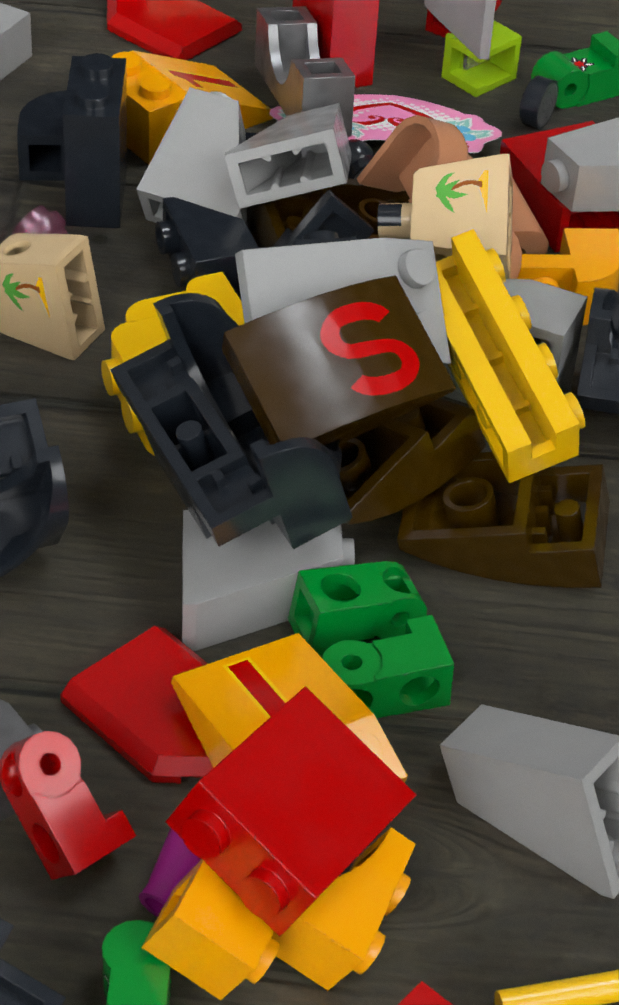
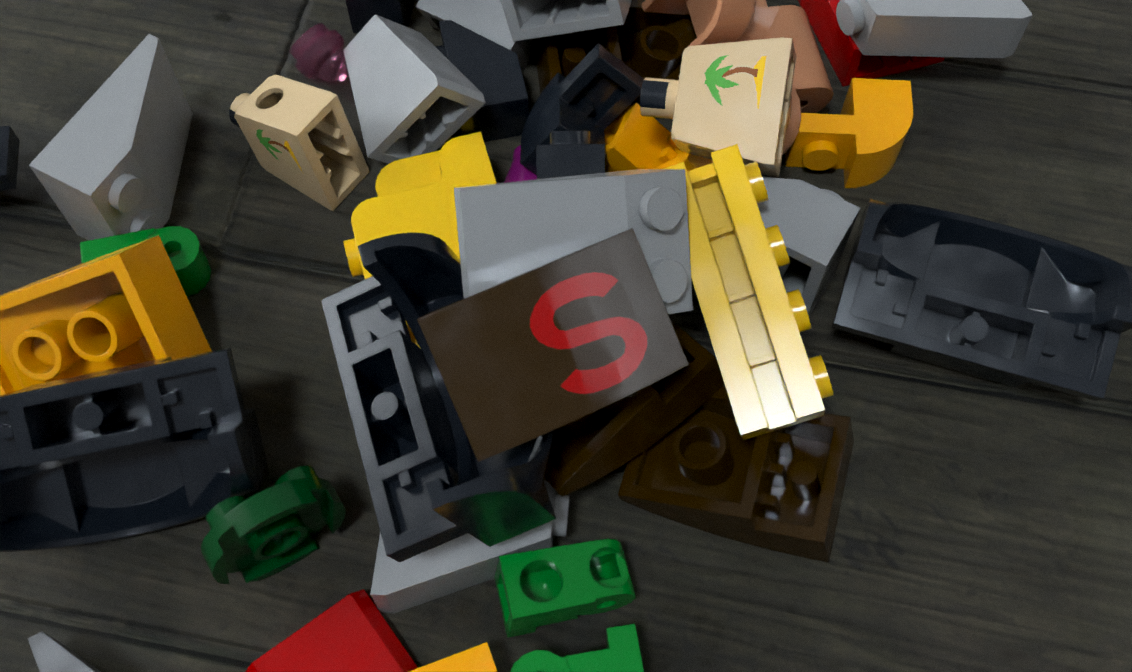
camera: 10 degrees right, 20 degrees up
(79, 563) = (270, 527): none -> dark green plate
(142, 248) = (405, 91): none -> light grey slope

